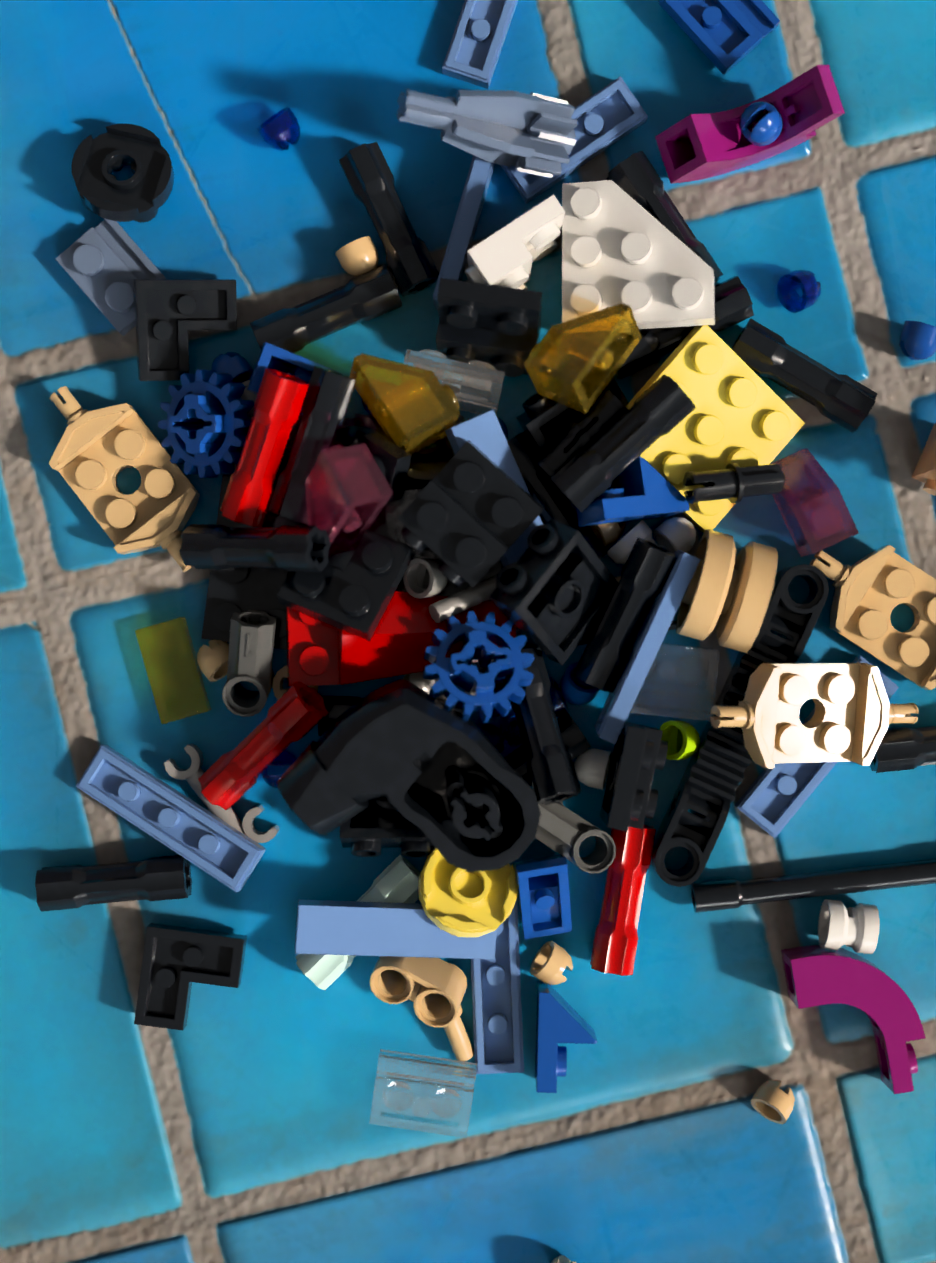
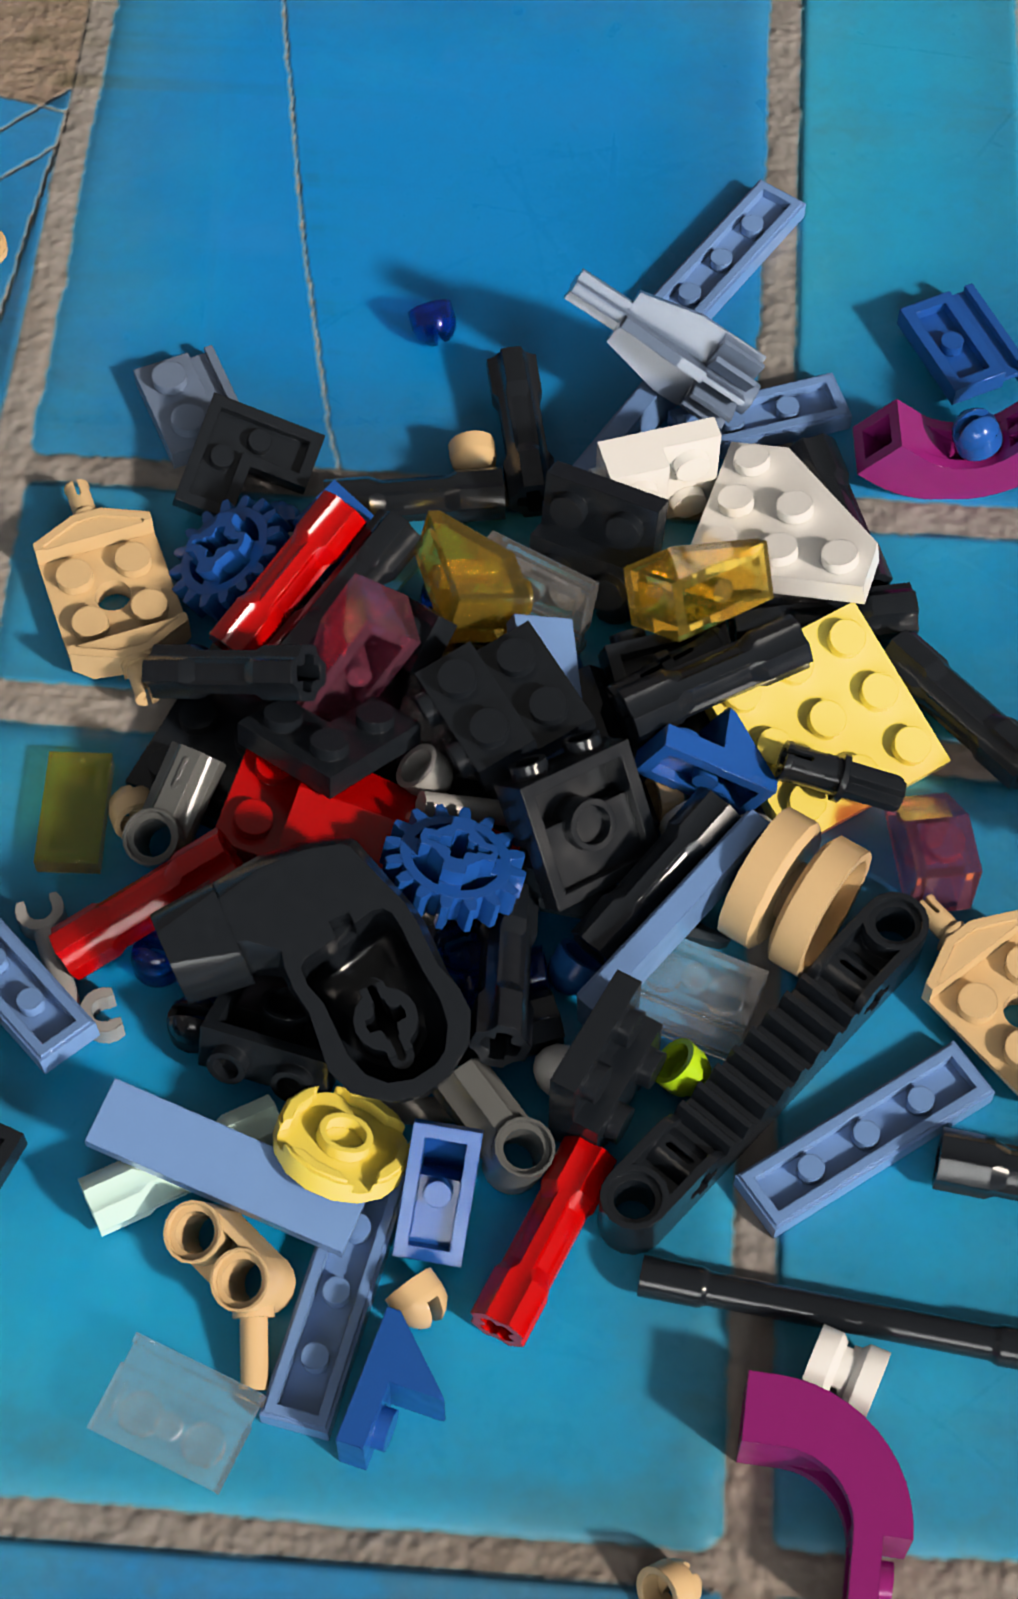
camera: 20 degrees right, 30 degrees down
(130, 198) = (244, 313): black plate -> none
(793, 281) = (981, 624): clear blue hinge -> none
(847, 718) = (919, 1065): plate -> none

